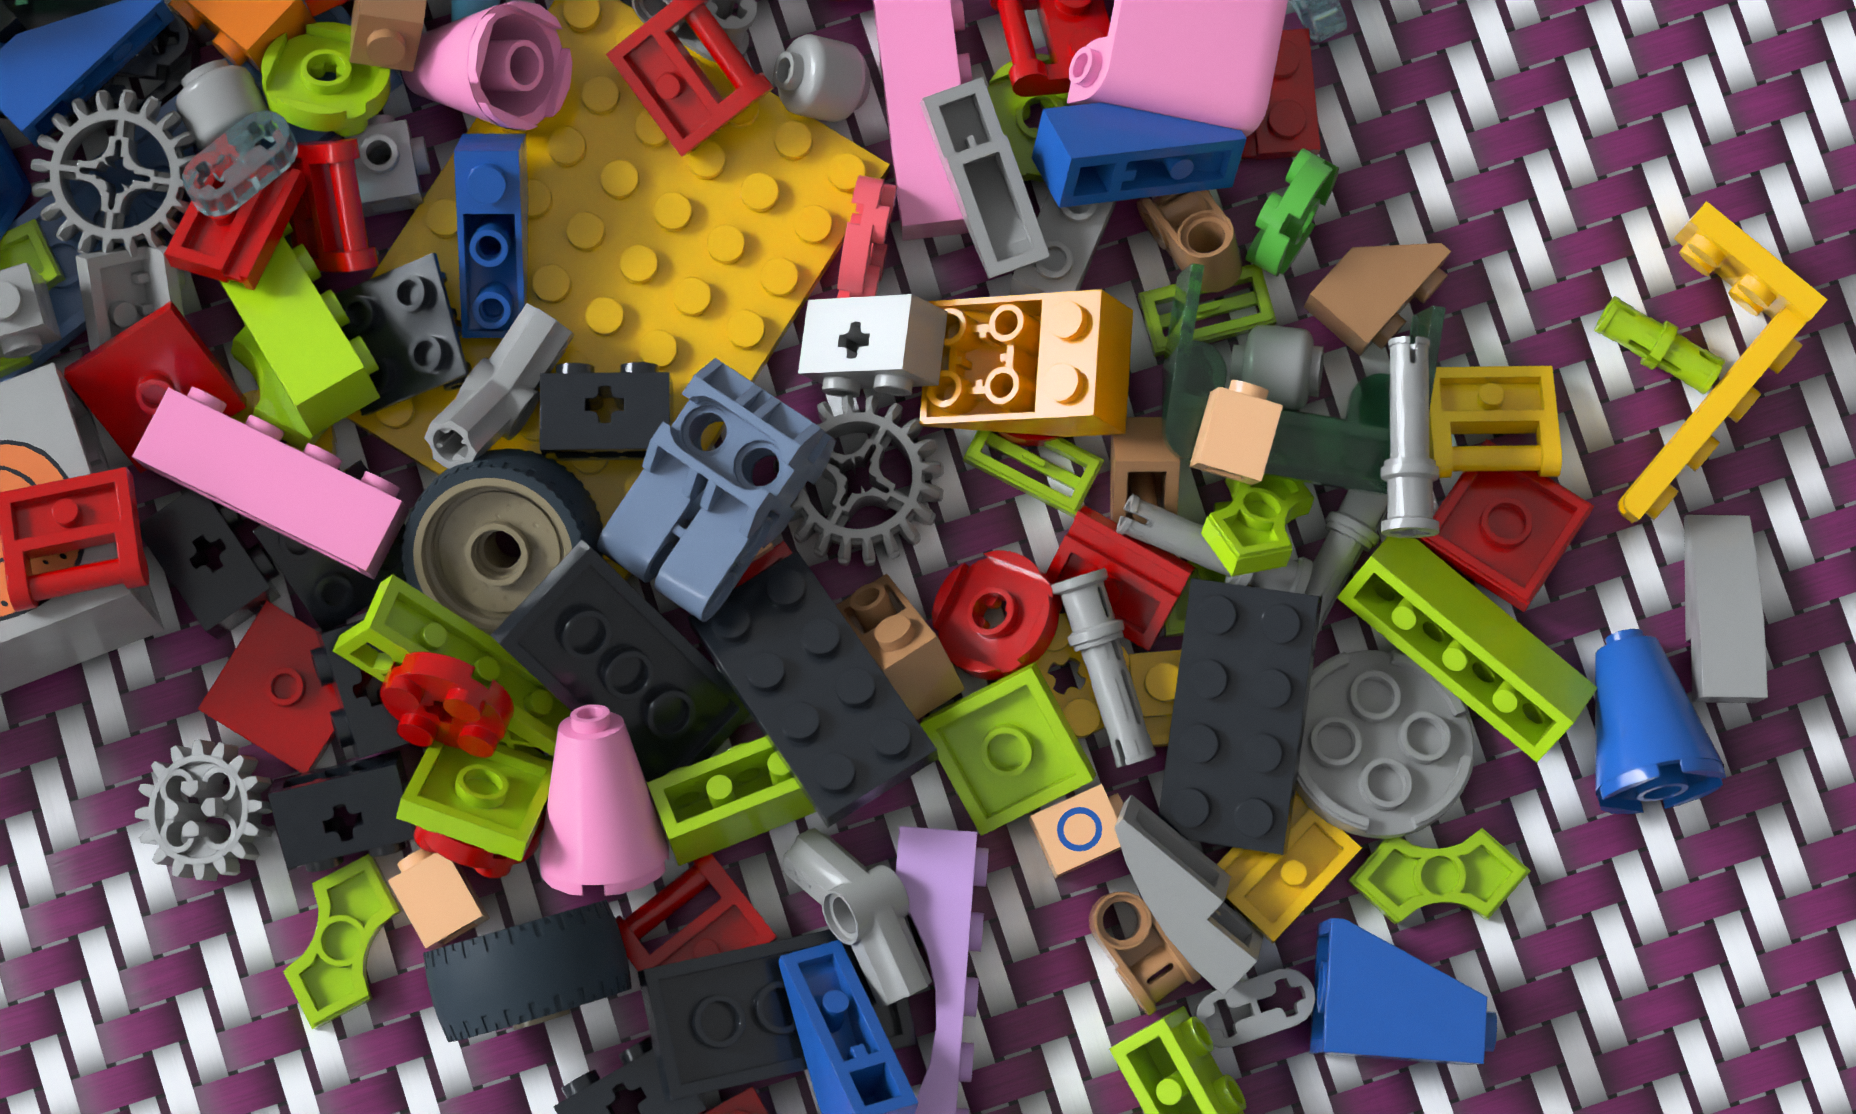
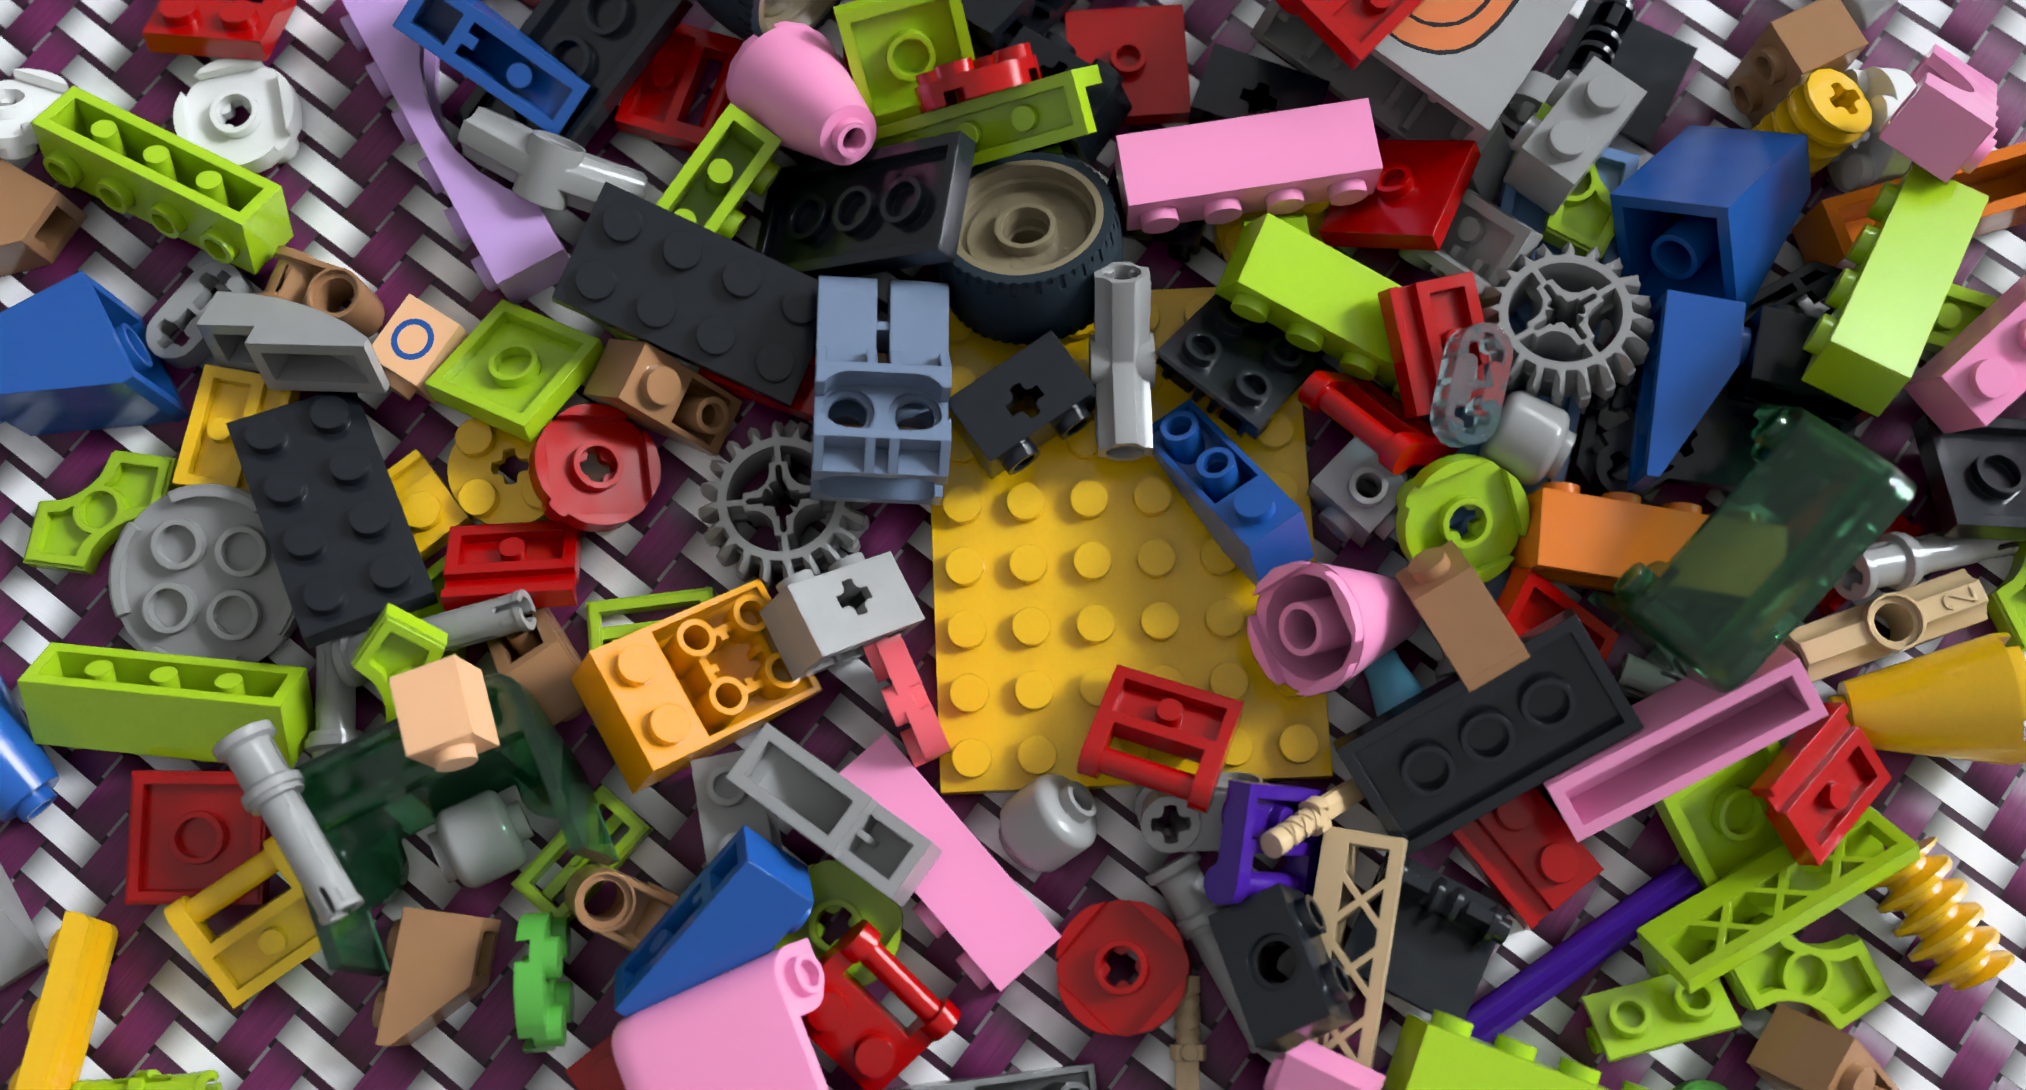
camera: 150 degrees right, 5 degrees down
(1097, 637) = (489, 497): light grey pin -> none

